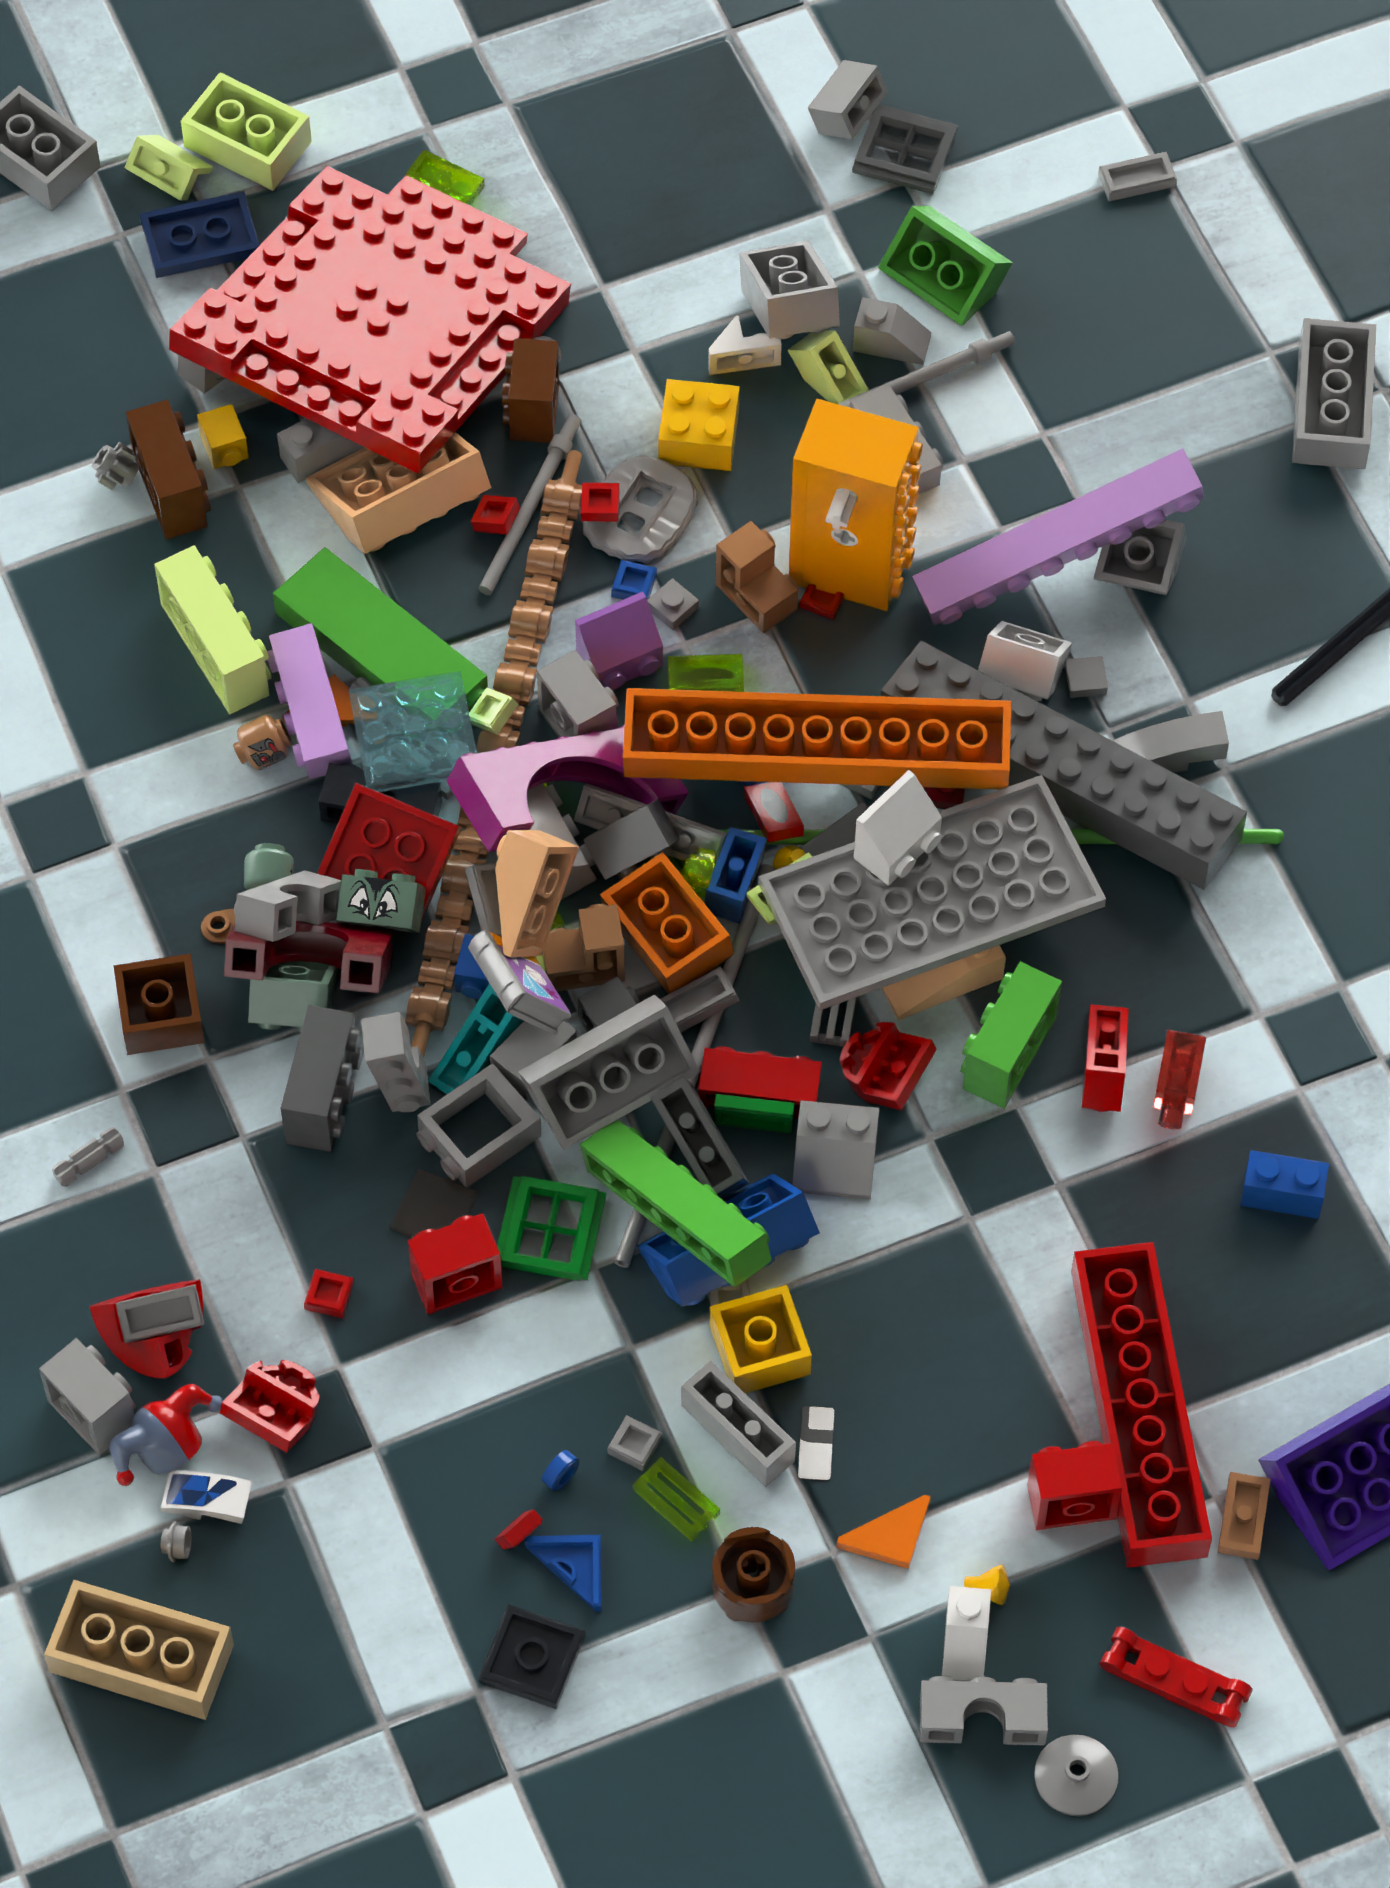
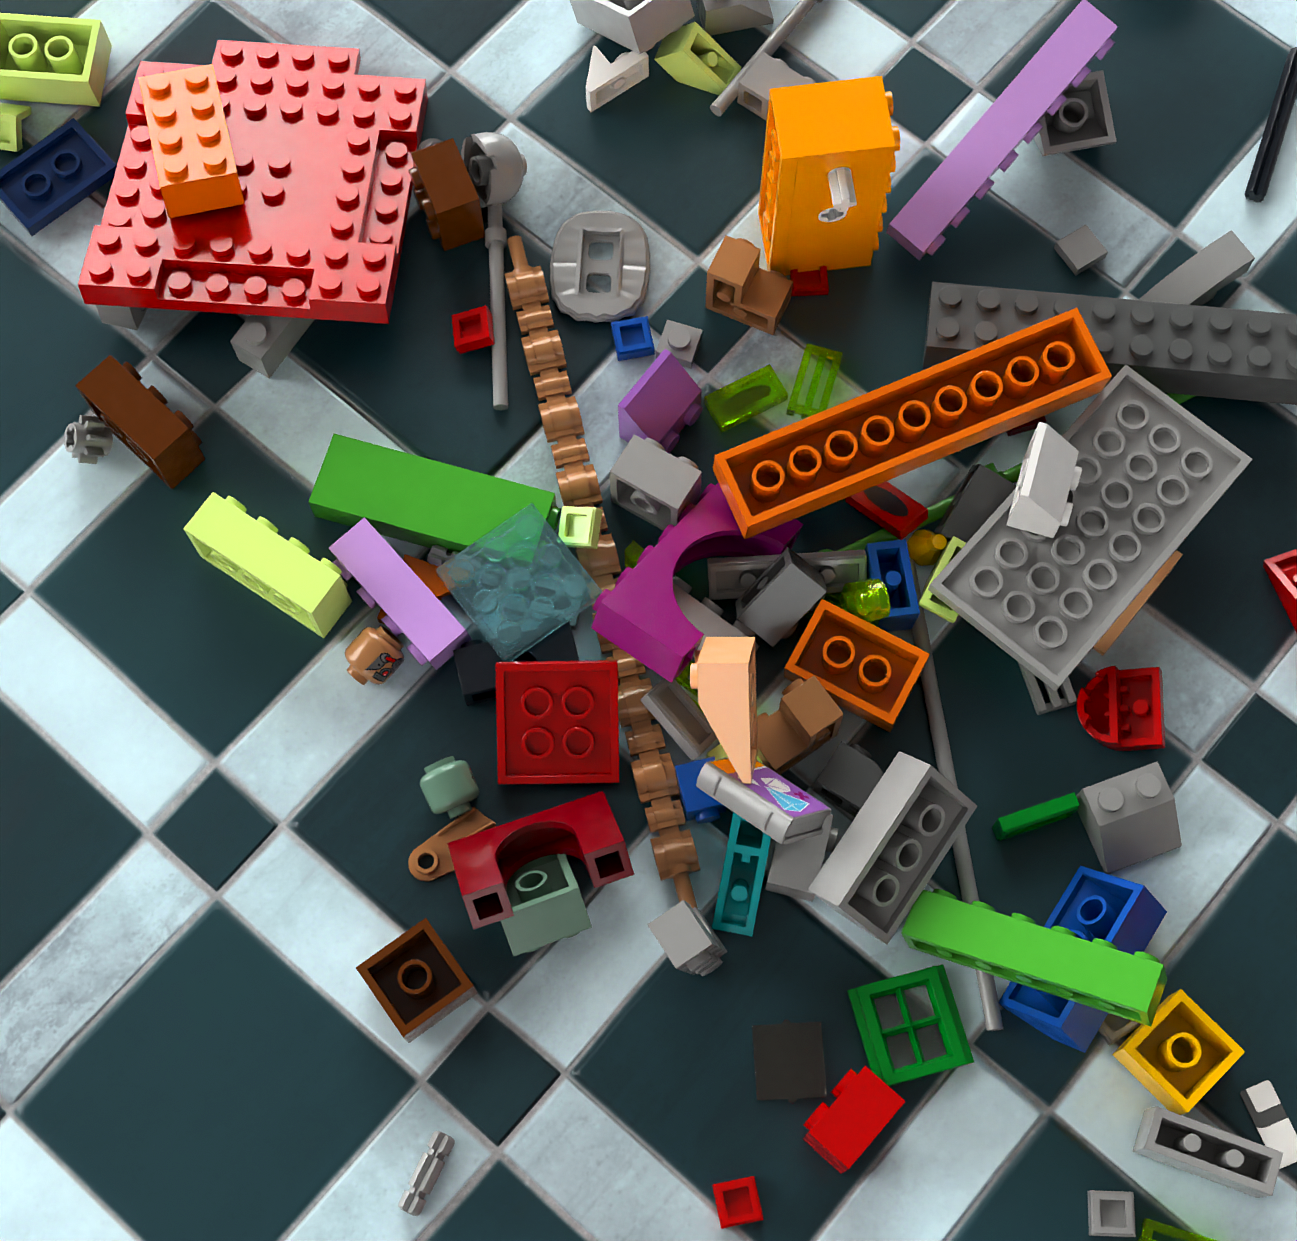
camera: 25 degrees left, 10 degrees up
(222, 436) = (176, 365): yellow brick -> none
(275, 907) = (485, 835): light grey arch -> none
(321, 1078) = (620, 984): dark grey brick -> none
(328, 250) = (190, 141): none -> brick
(381, 902) = (578, 771): sand green brick -> none
(382, 500) = (364, 362): light nougat slope -> none
(446, 177) = (255, 26): clear neon green plate -> none
(510, 1103) = (807, 918): light grey window -> none
(589, 385) = (493, 167): none -> light grey cylinder
(600, 502) = (566, 275): red plate -> none
(699, 424) = (613, 162): yellow brick -> none
(699, 1138) = (1012, 874): dark grey brick -> none
(700, 999) = (920, 725): light grey tile -> none
(758, 1077) = (1024, 780): red brick -> none
(776, 667) = (806, 410): none -> clear neon green tile
(1010, 1034) = (1228, 628): bright green brick -> none
(1024, 659) = (1024, 257): white slope -> none

